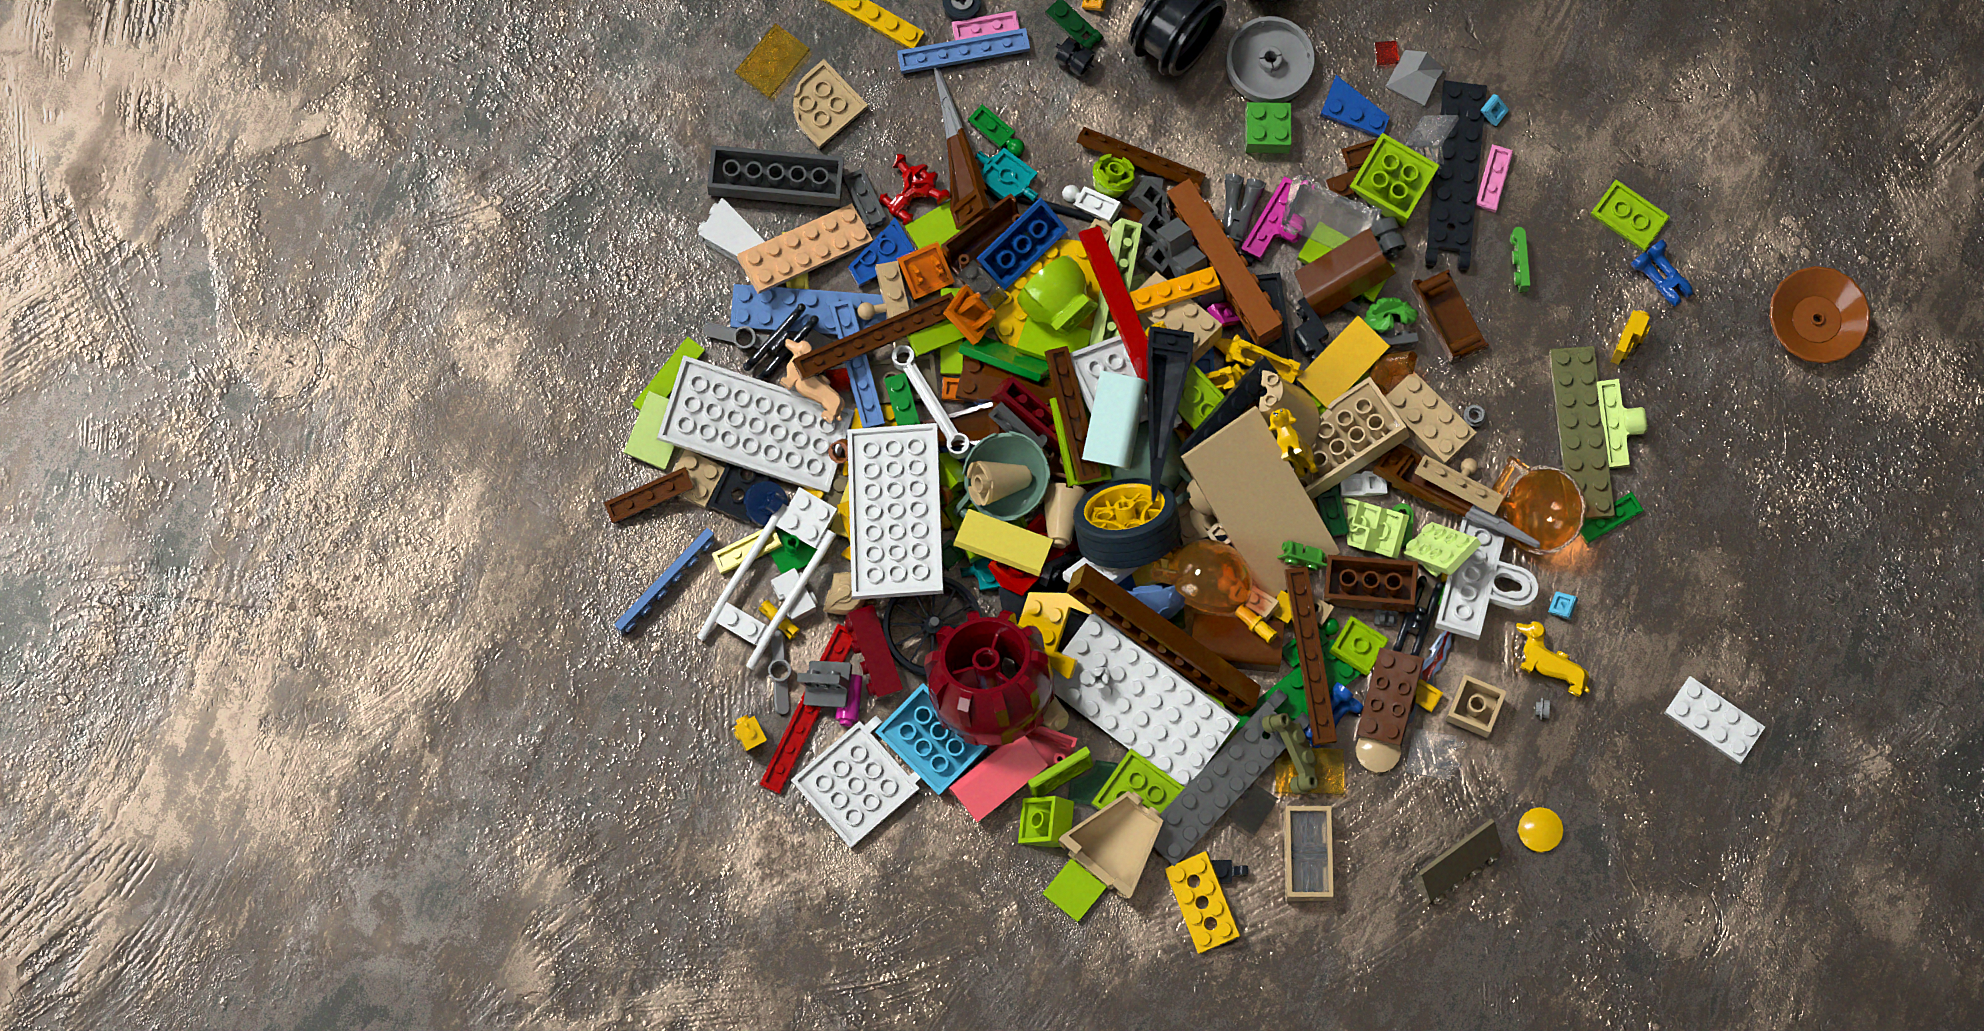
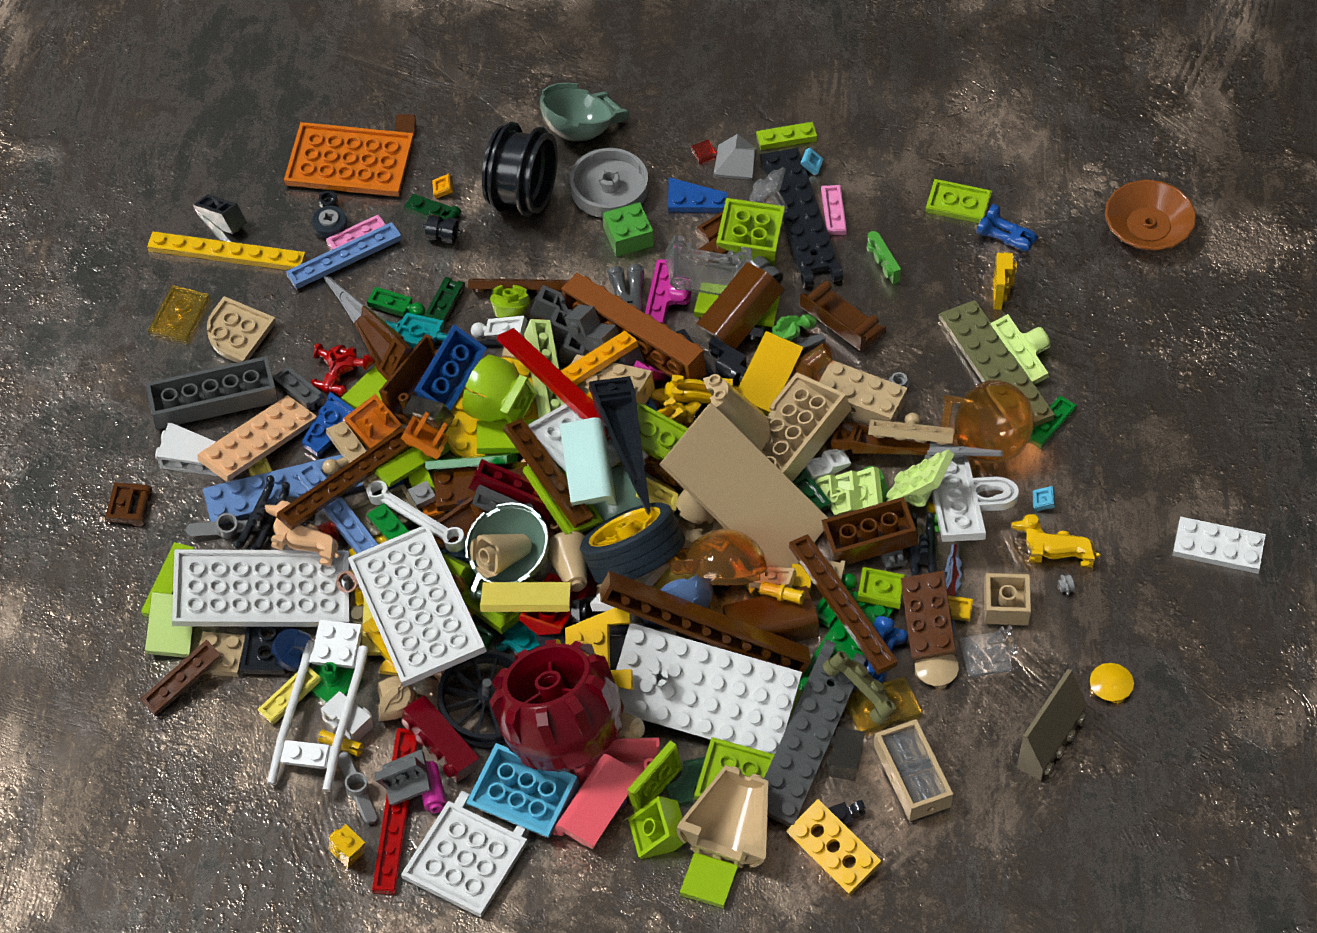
camera: 15 degrees left, 20 degrees down
(649, 271) = (122, 500): none -> reddish brown plate
(659, 587) = (217, 752): medium blue plate -> none
(946, 374) = (422, 495): none -> light grey plate
(1048, 145) = (445, 299): none -> dark green plate
(1176, 474) = (659, 493): none -> light yellow plate
(1231, 405) = (696, 403): black plate -> none
(1291, 443) = (752, 427): yellow animal -> none
(1310, 558) = (792, 530): bright green hinge -> none
(1482, 64) = (786, 136): none -> lime plate

